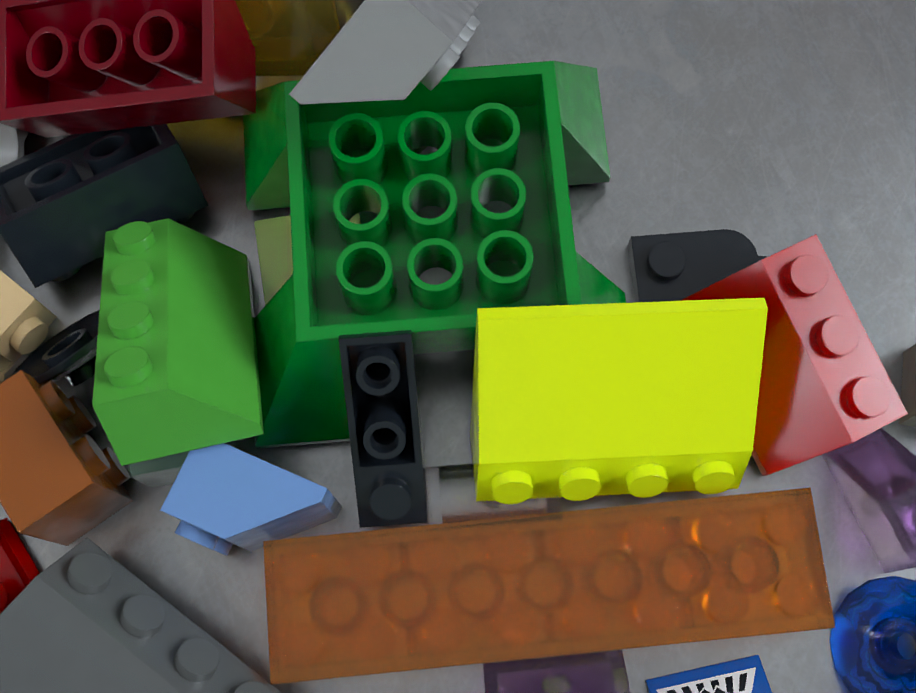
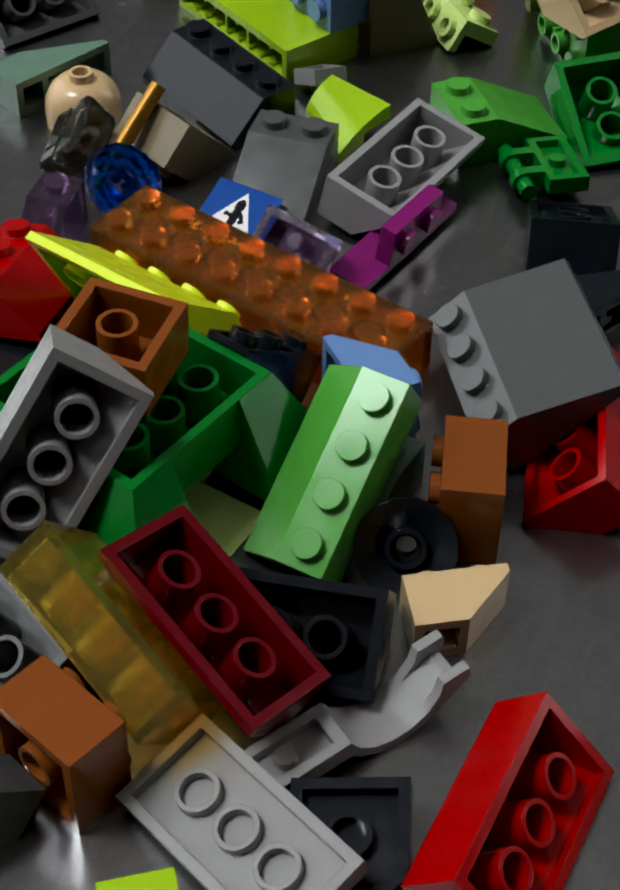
camera: 140 degrees left, 30 degrees down
(442, 178) = (134, 328): none -> dark orange brick

